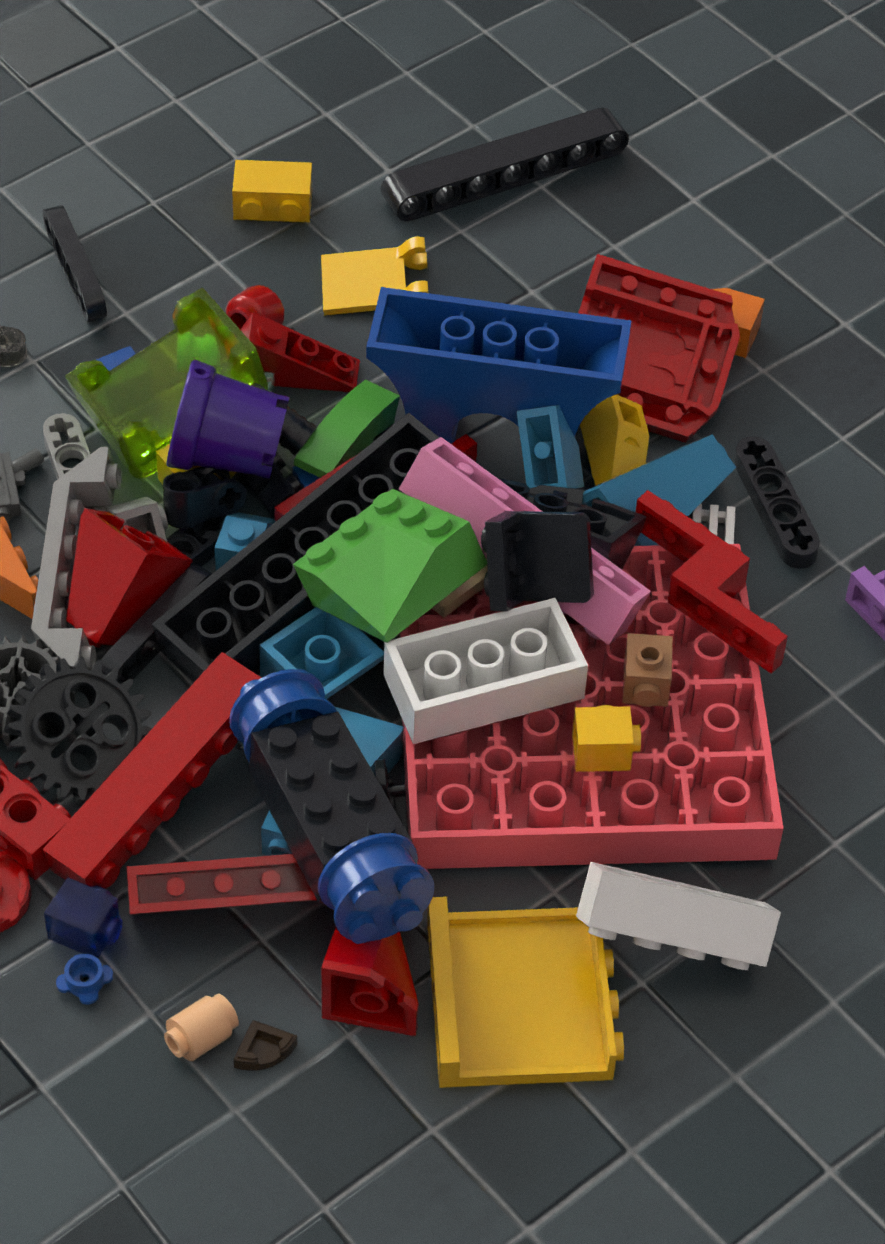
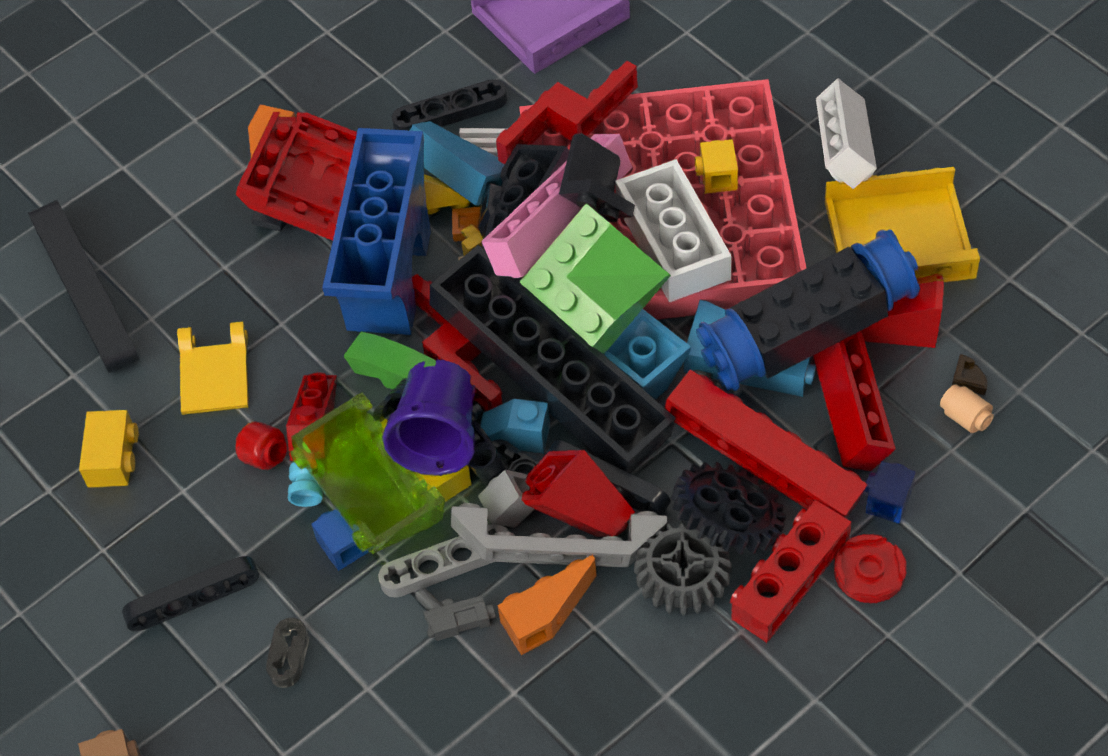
camera: 85 degrees left, 5 degrees up
(84, 966) = (936, 480): blue plate -> none
(549, 448) = (445, 216): dark azure slope -> none
(647, 670) = (654, 143): medium nougat brick -> none

